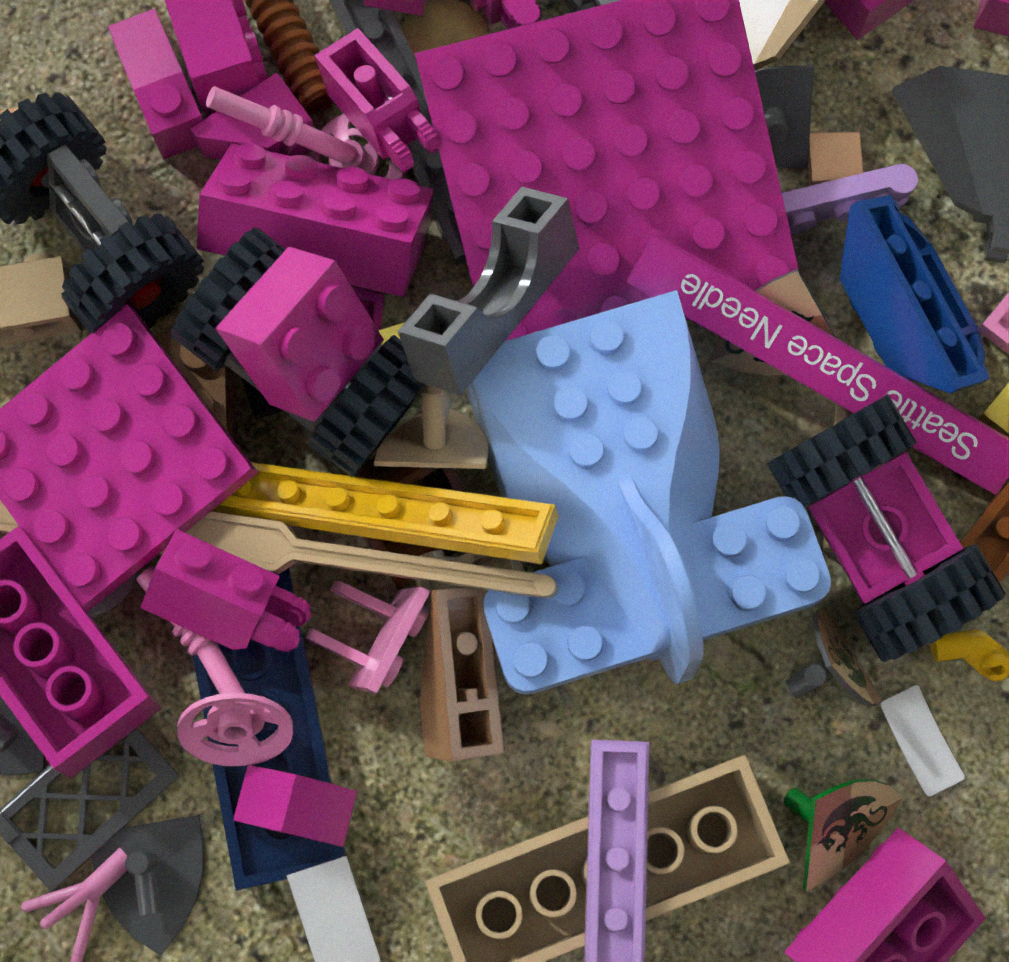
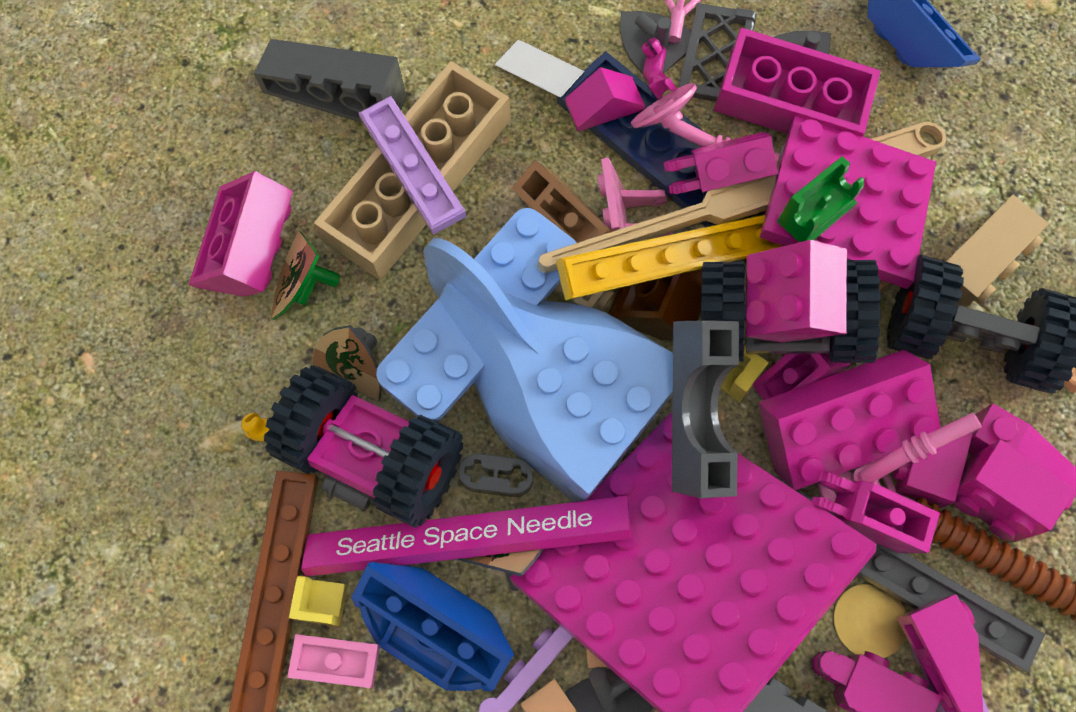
camera: 150 degrees right, 5 degrees down
(167, 446) = (820, 203): none -> green hinge
(194, 819) = (654, 66): none -> dark pink arm
(435, 438) = (657, 317): tan shield -> none
(754, 420) = (496, 465): none -> dark grey beam
(921, 741) = (273, 357): white sticker -> none

